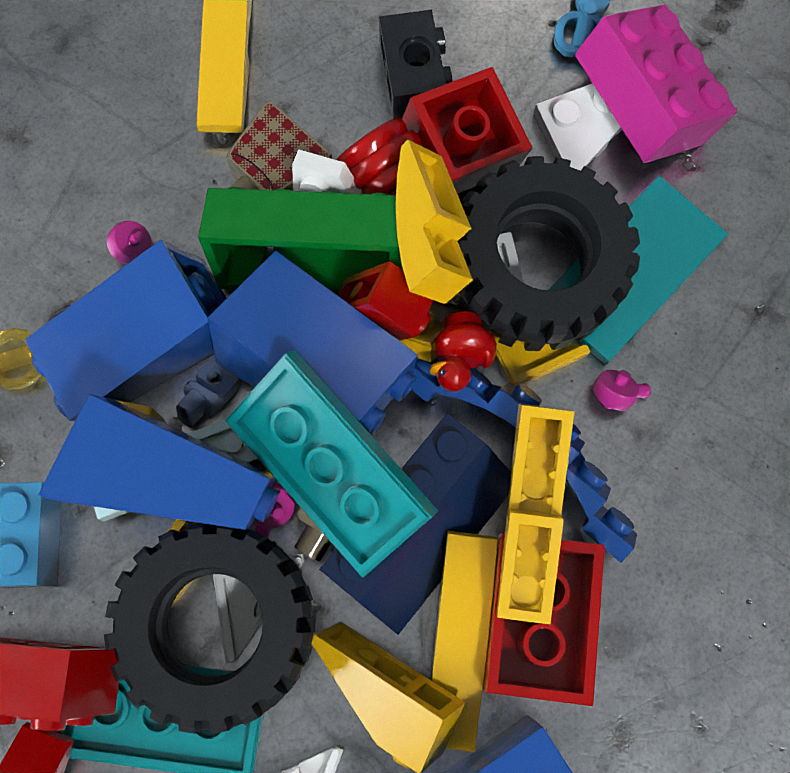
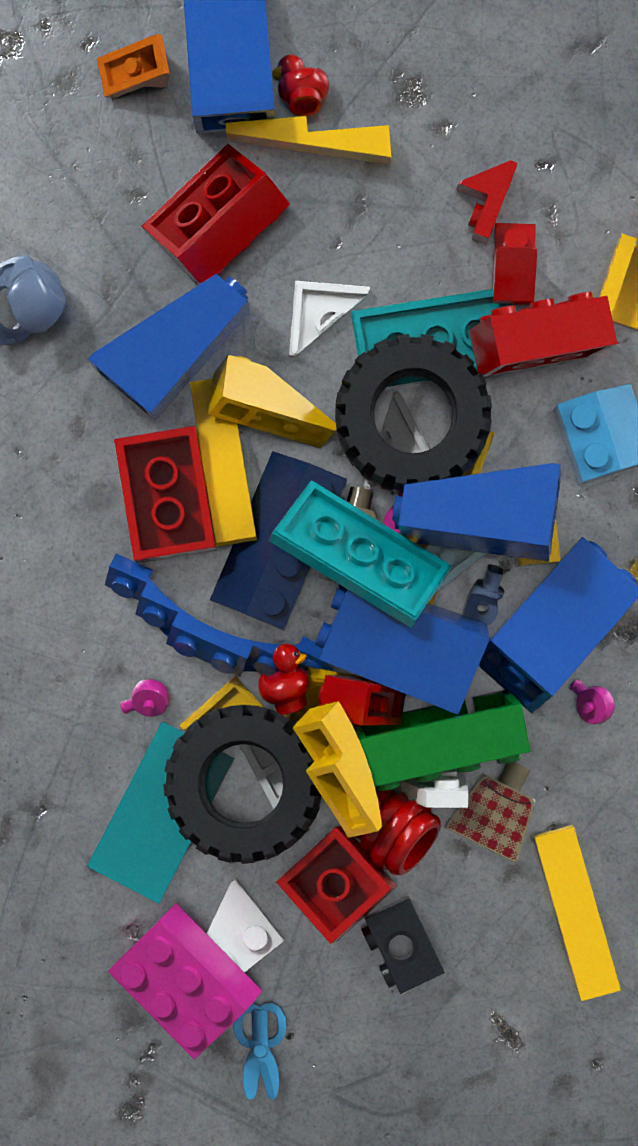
camera: 170 degrees right, 10 degrees up
(534, 513) = (195, 569): yellow slope -> none

